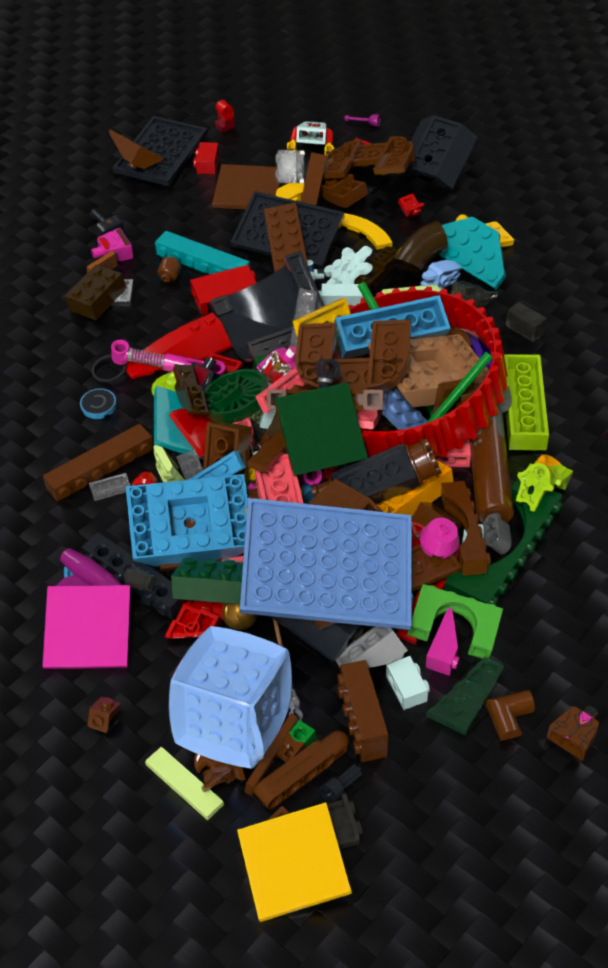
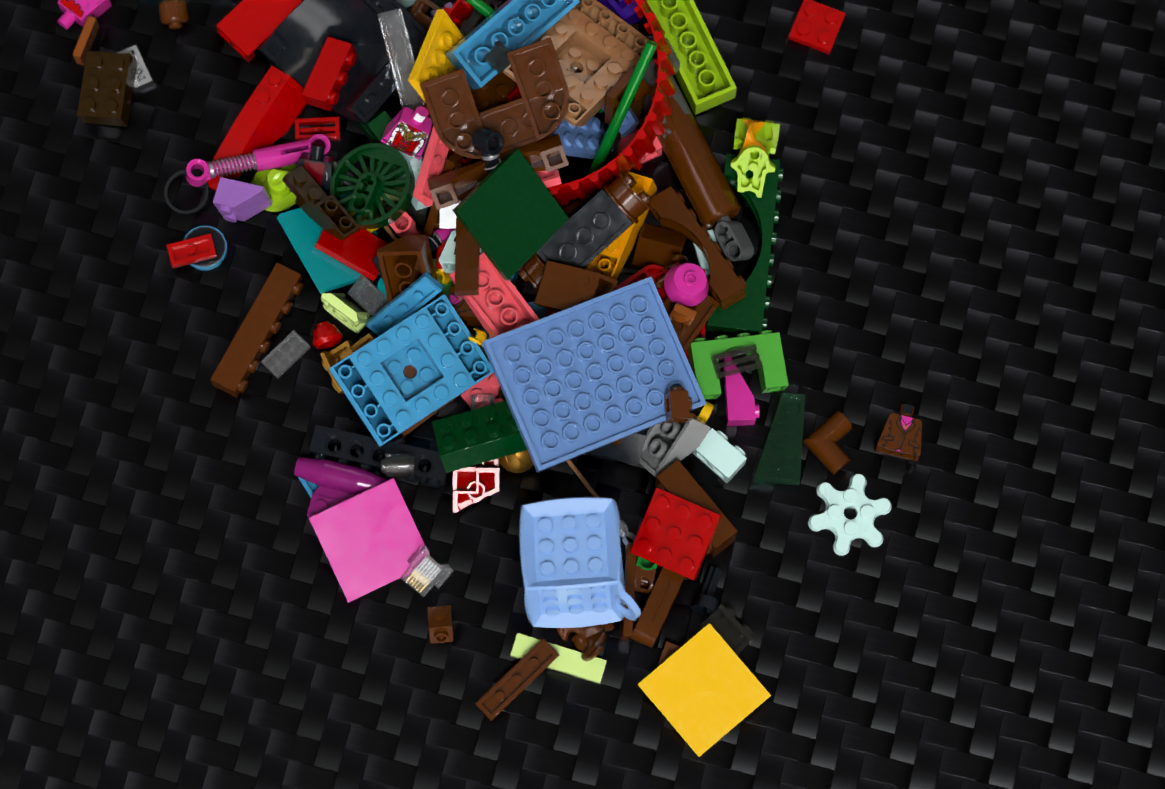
camera: 30 degrees left, 25 degrees up
(86, 397) = (191, 250): none -> red plate
(114, 667) = (425, 571): none -> clear piece
(138, 377) = (240, 199): none -> medium lavender slope
(138, 782) = (517, 679): none -> reddish brown tile
(252, 328) = (329, 74): none -> red brick
(333, 715) = (675, 533): none -> red plate
(365, 335) = (497, 57): none -> clear smoke tile
(384, 613) = (678, 406): none -> reddish brown brick
(412, 645) = (706, 411): none -> yellow tile
(424, 556) = (682, 314): none -> dark orange tile
(454, 608) = (755, 357): none -> clear smoke tile
(504, 790) = (846, 529): none -> light aqua plate

